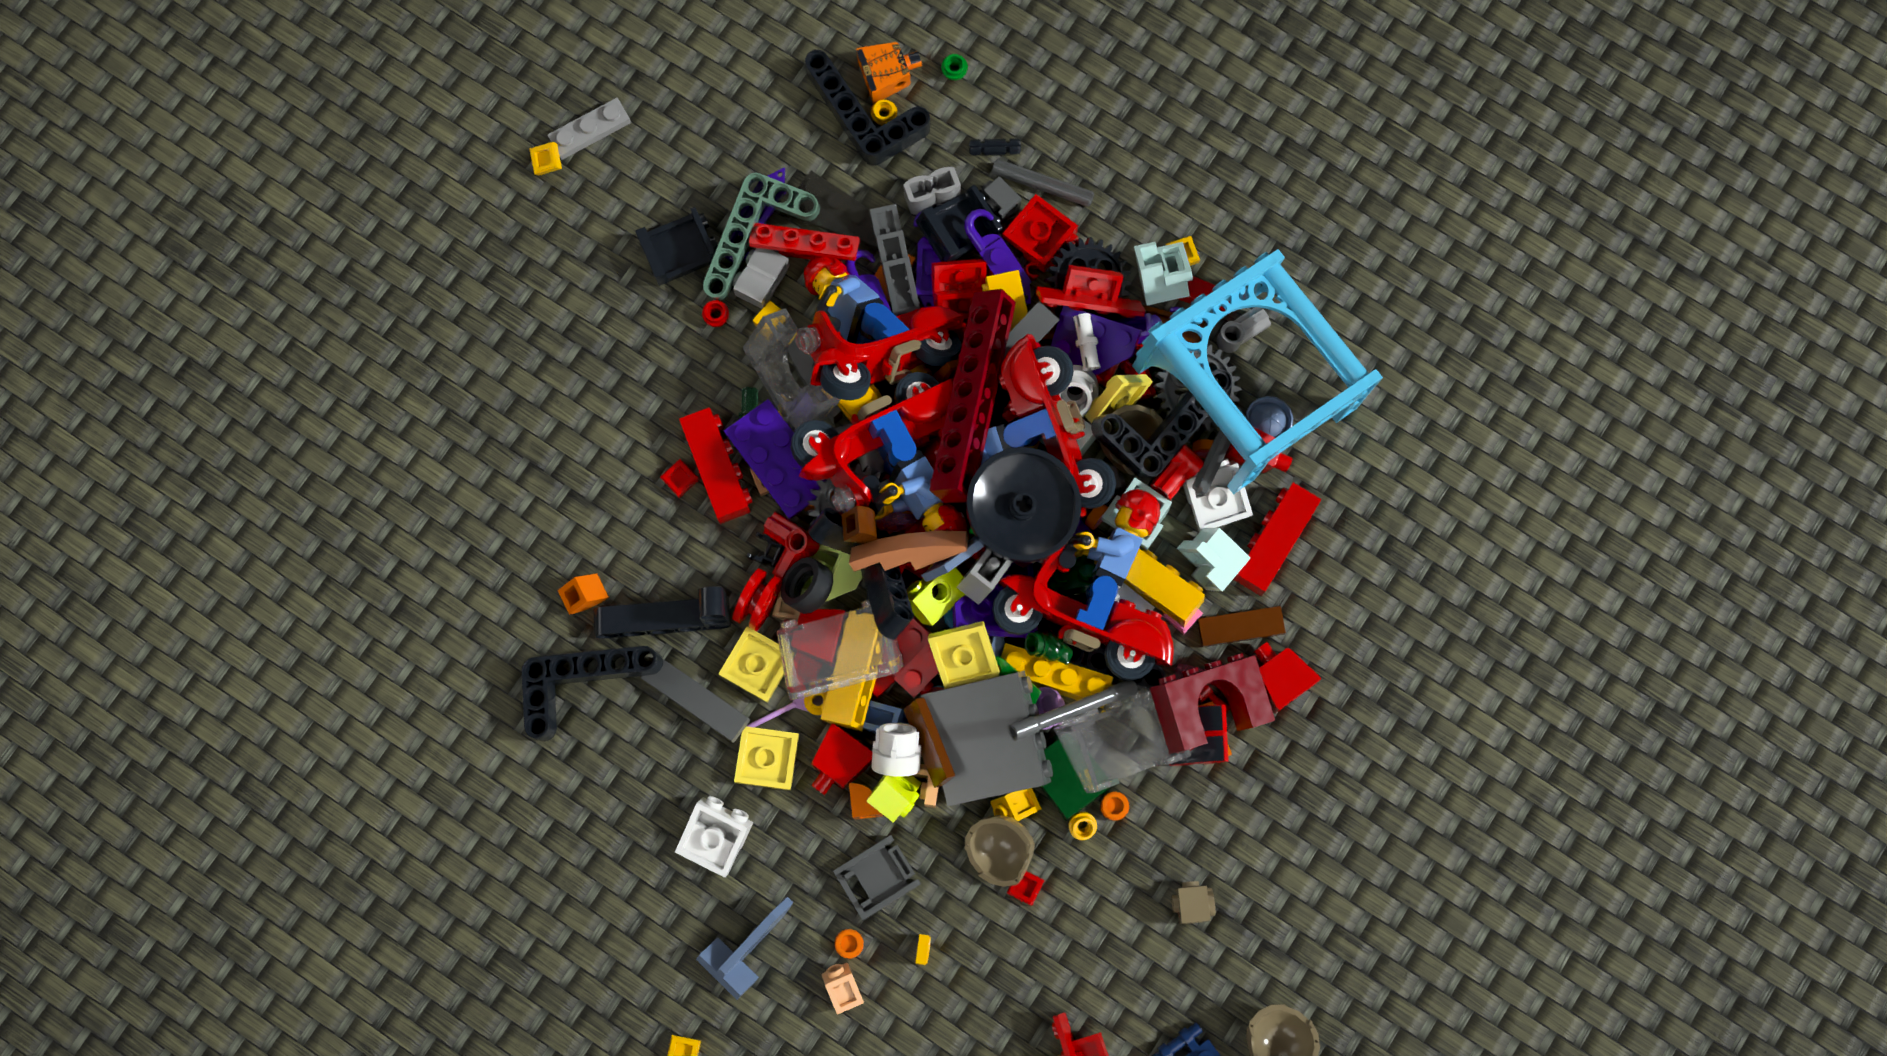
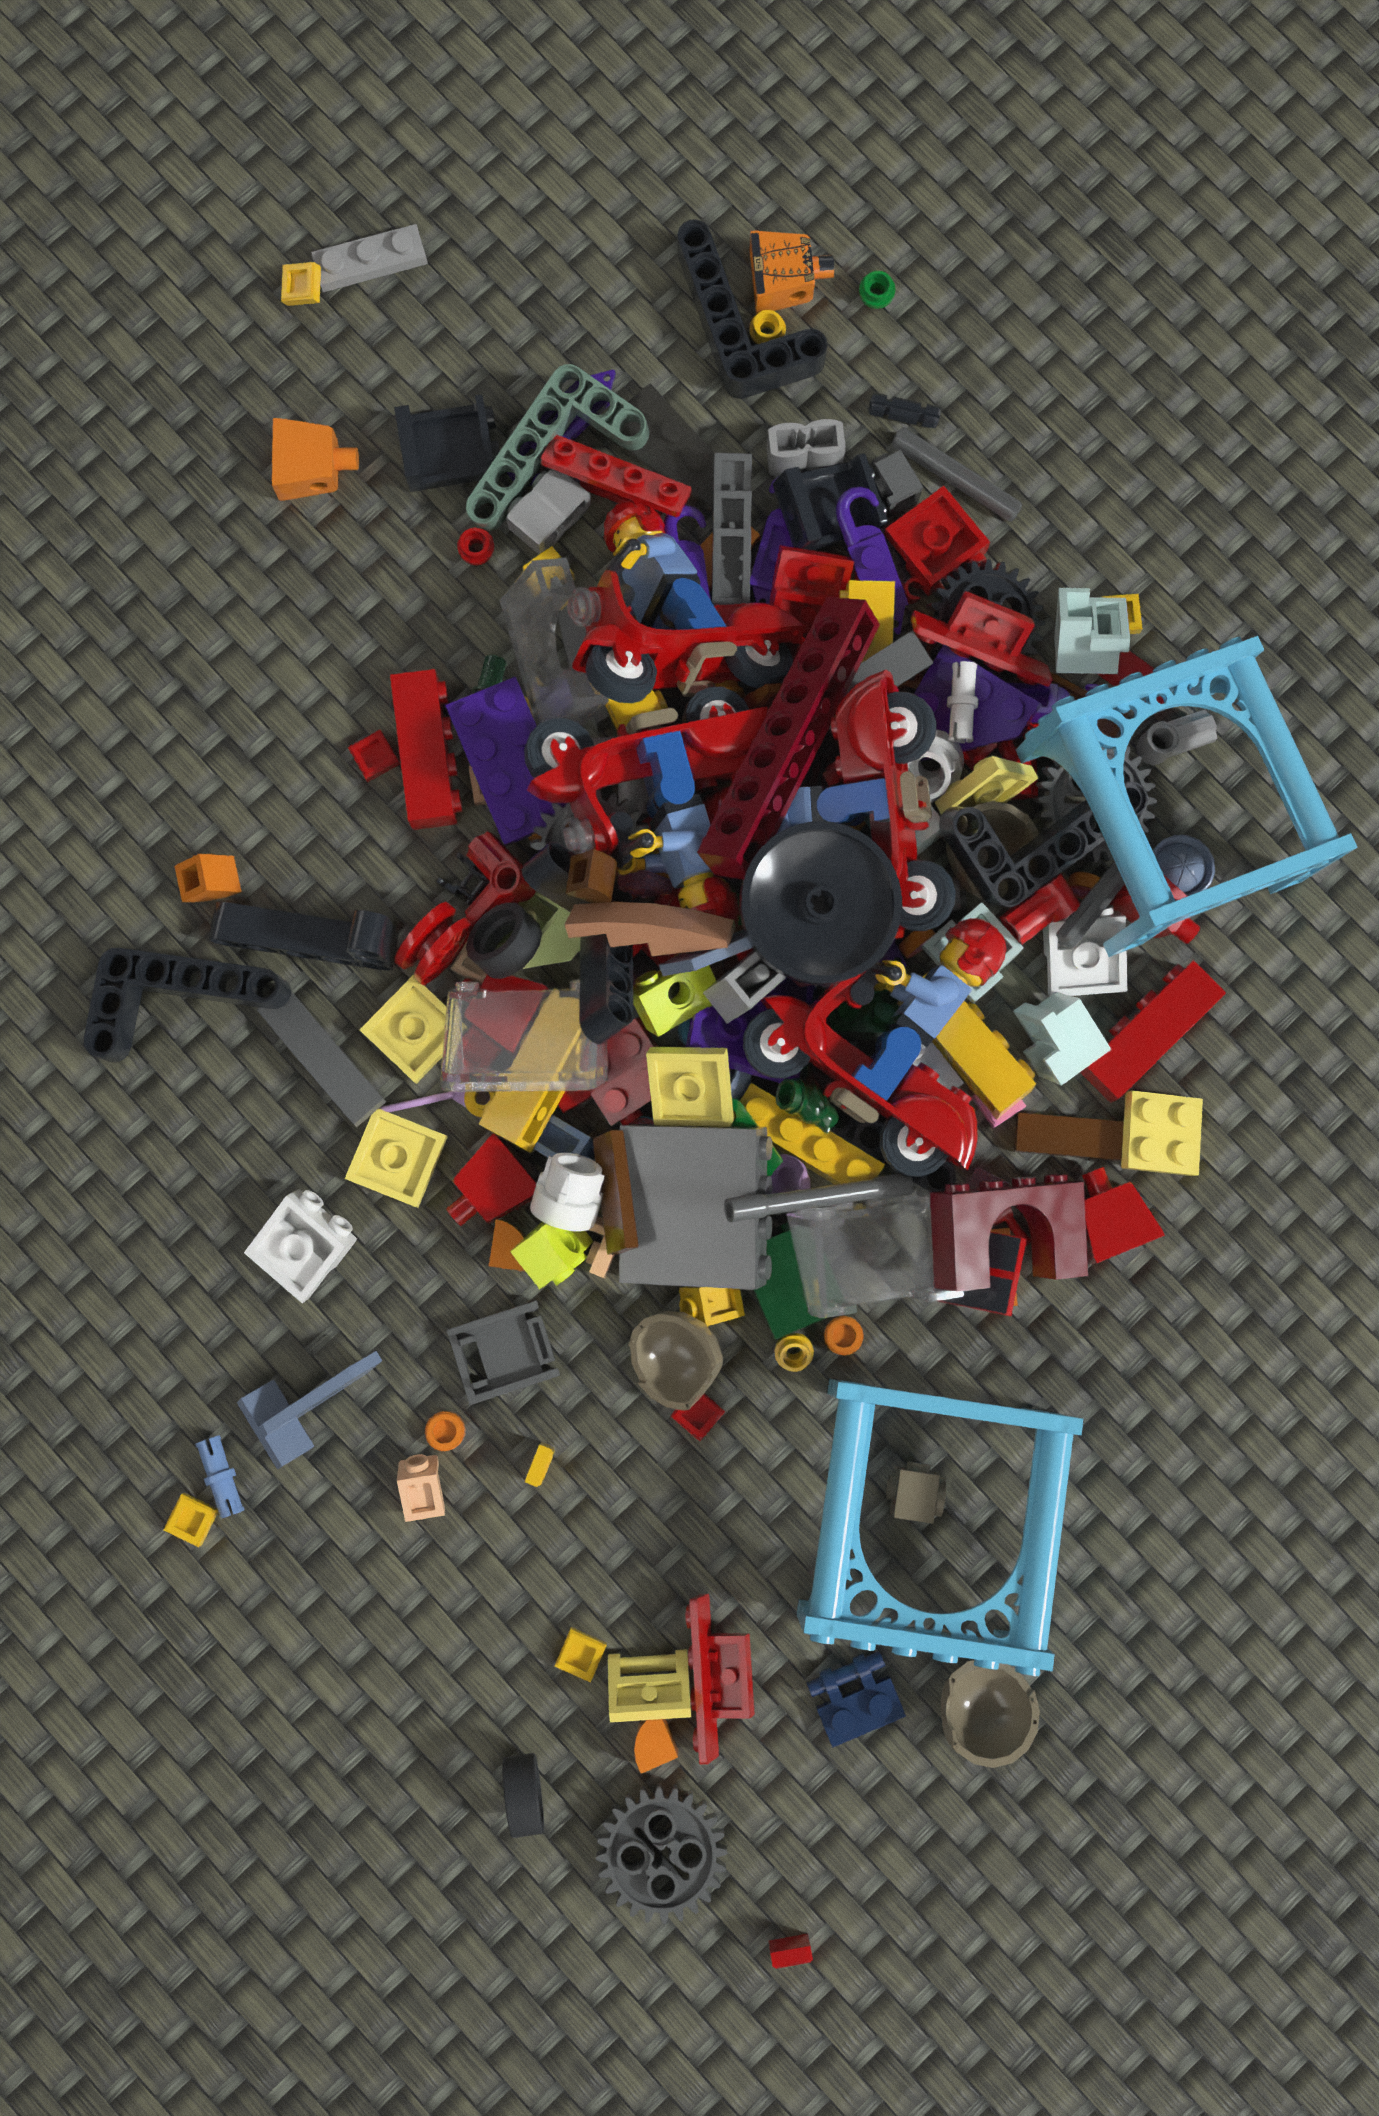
camera: 10 degrees right, 5 degrees up
(581, 280) = (307, 459): none -> orange torso
(696, 1016) = (219, 1477): none -> medium blue pin
(1151, 990) = (828, 1608): none -> medium azure arch
(1302, 608) = (1161, 1133): none -> light yellow plate

